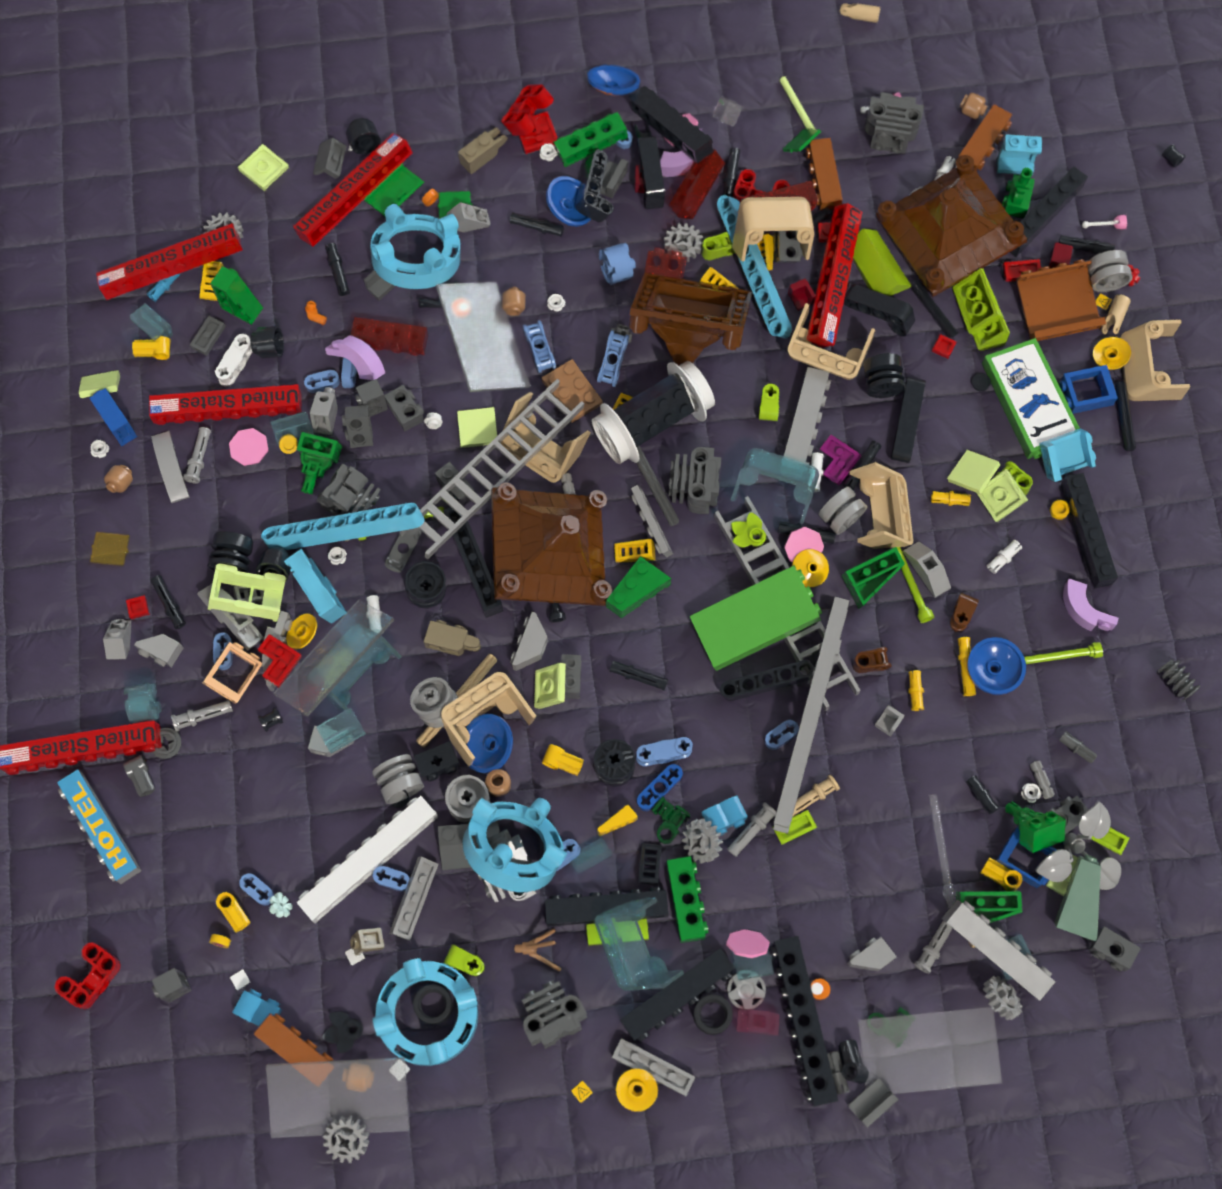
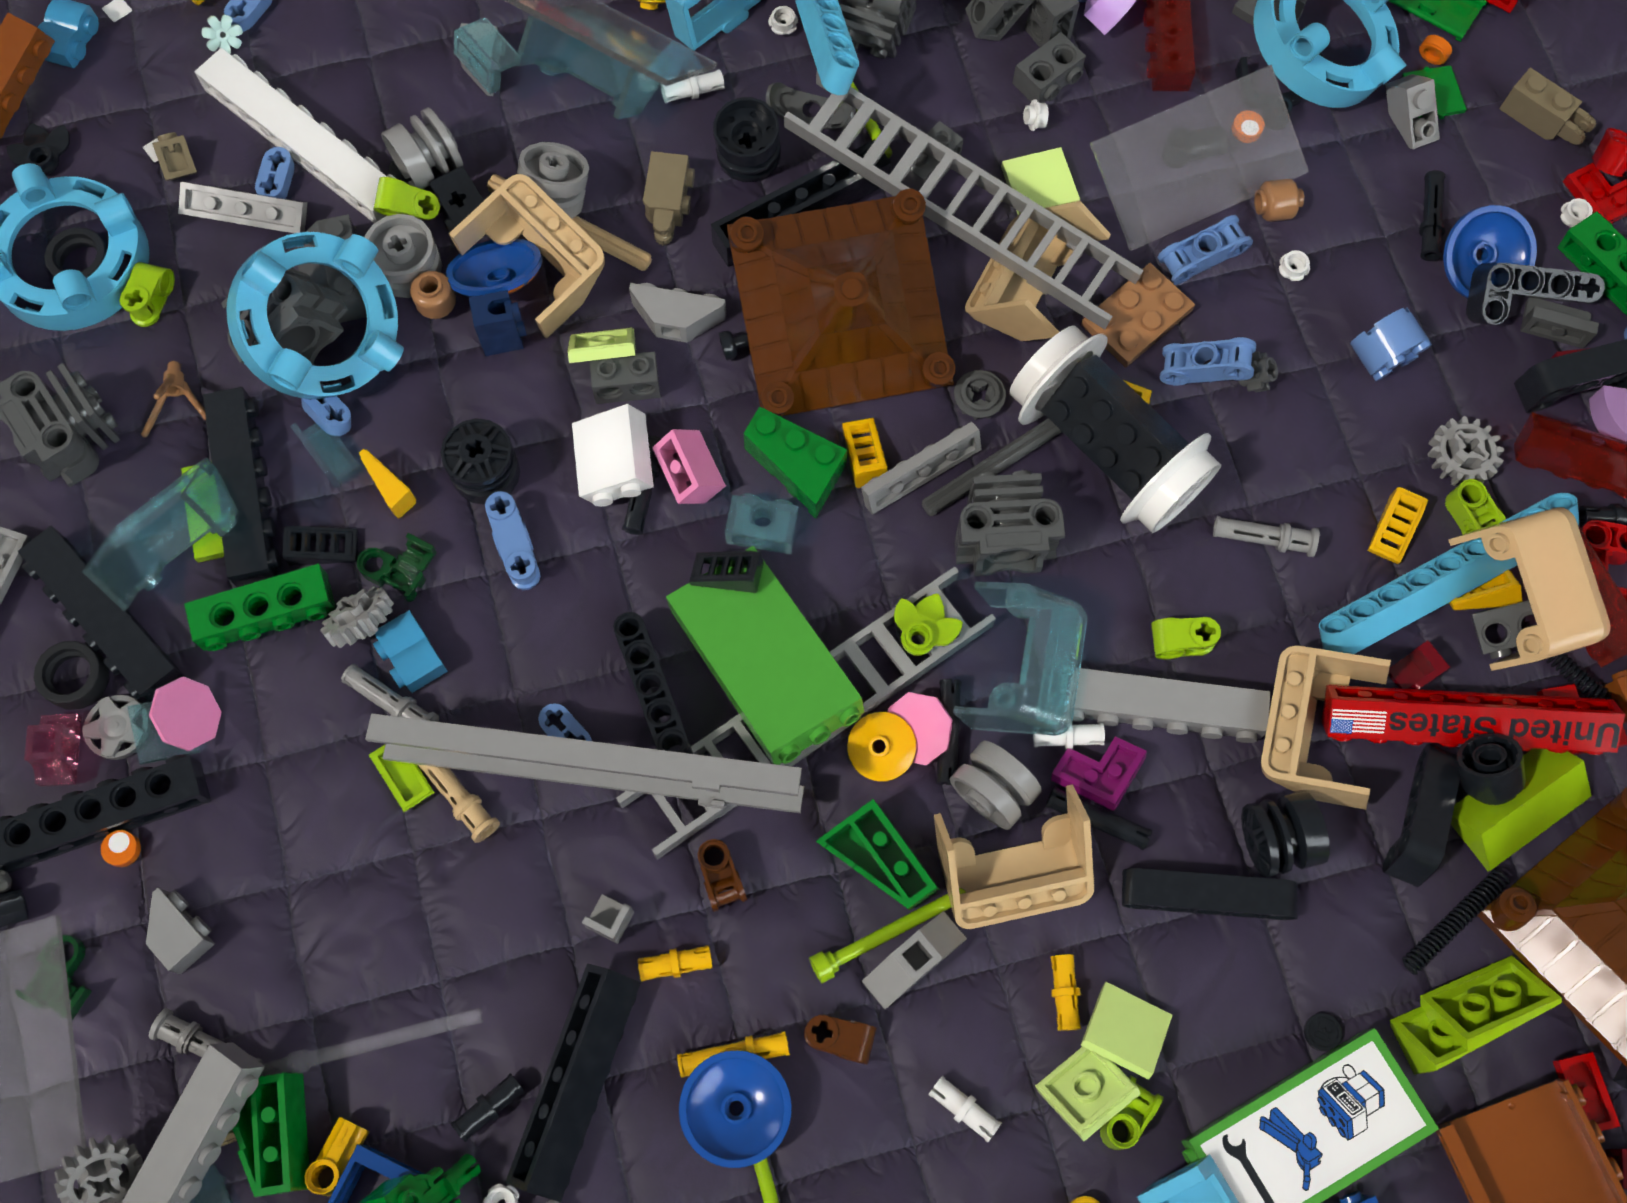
camera: 80 degrees right, 0 degrees up
(435, 791) = (398, 197): none -> lime piece
(526, 744) = (497, 322): none -> dark blue brick
(558, 759) = (484, 379): yellow piece -> none
(568, 486) = (962, 331): light grey axle -> none
(610, 475) = (978, 381): none -> dark grey gear
(622, 687) = (612, 455): none -> white brick
(634, 646) = (688, 466): none -> bright pink brick
(665, 267) = (1407, 424): clear red brick -> none
(666, 773) = (477, 550): blue beam -> none
(677, 601) = (774, 537): none -> clear light blue brick
(689, 314) = (1318, 454): reddish brown piece -> none
(701, 620) = (738, 559): none -> black slope
(713, 359) = (1281, 537): none -> light grey pin
(856, 267) = (1491, 768): none -> black piece
(944, 346) = (1380, 951): red tile -> none
(975, 746) = (573, 1083): none -> black brick

